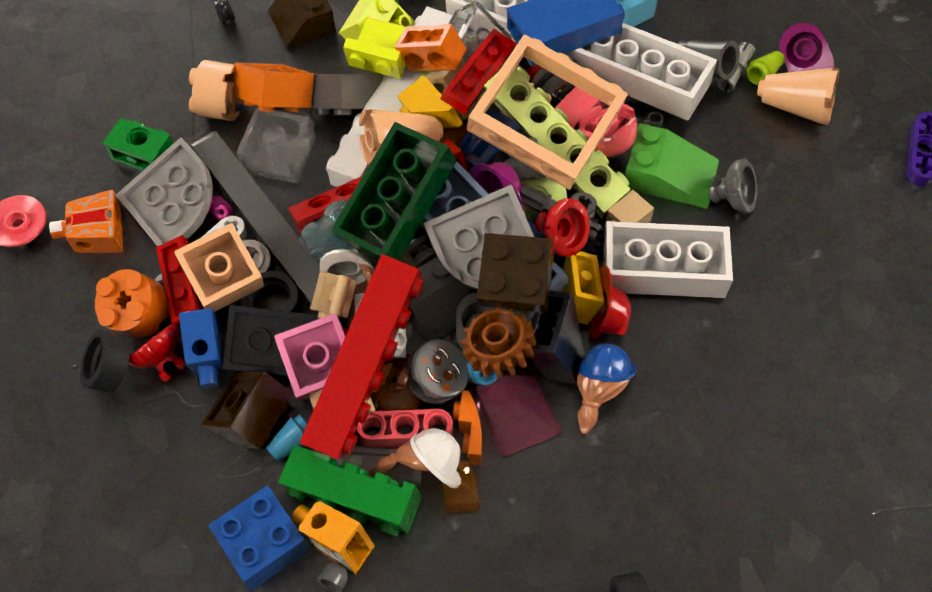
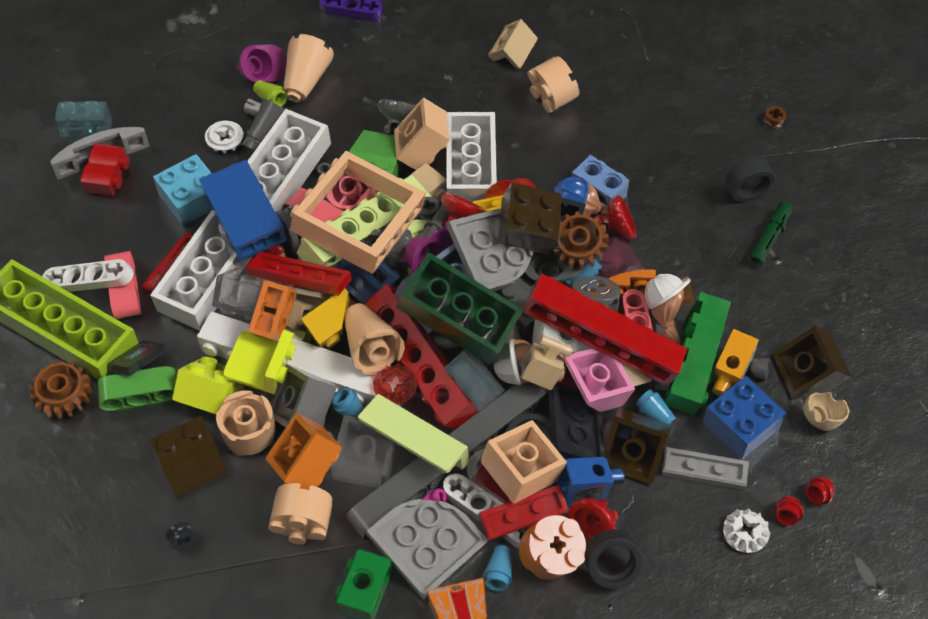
camera: 95 degrees left, 5 degrees down
(129, 258) = (498, 571): none -> dark azure cone
(131, 574) = (789, 511): none -> red plate
(132, 529) = (741, 540): none -> white gear
(209, 488) = (705, 468): none -> light grey tile
(274, 176) = (414, 434): none -> yellowish green panel
(322, 47) = (246, 423): none -> light nougat brick
(331, 132) = (347, 403): none -> dark azure cone
(349, 171) = (403, 391): none -> clear red gear
(569, 426) = (619, 219): none -> red hair
(628, 407) = (603, 178): none -> medium blue brick
(692, 201) = (421, 134): none -> light nougat brick
(694, 22) = (221, 129): none -> white gear
(798, 362) = (553, 84): none -> light nougat brick
(879, 331) = (514, 44): none -> tan panel

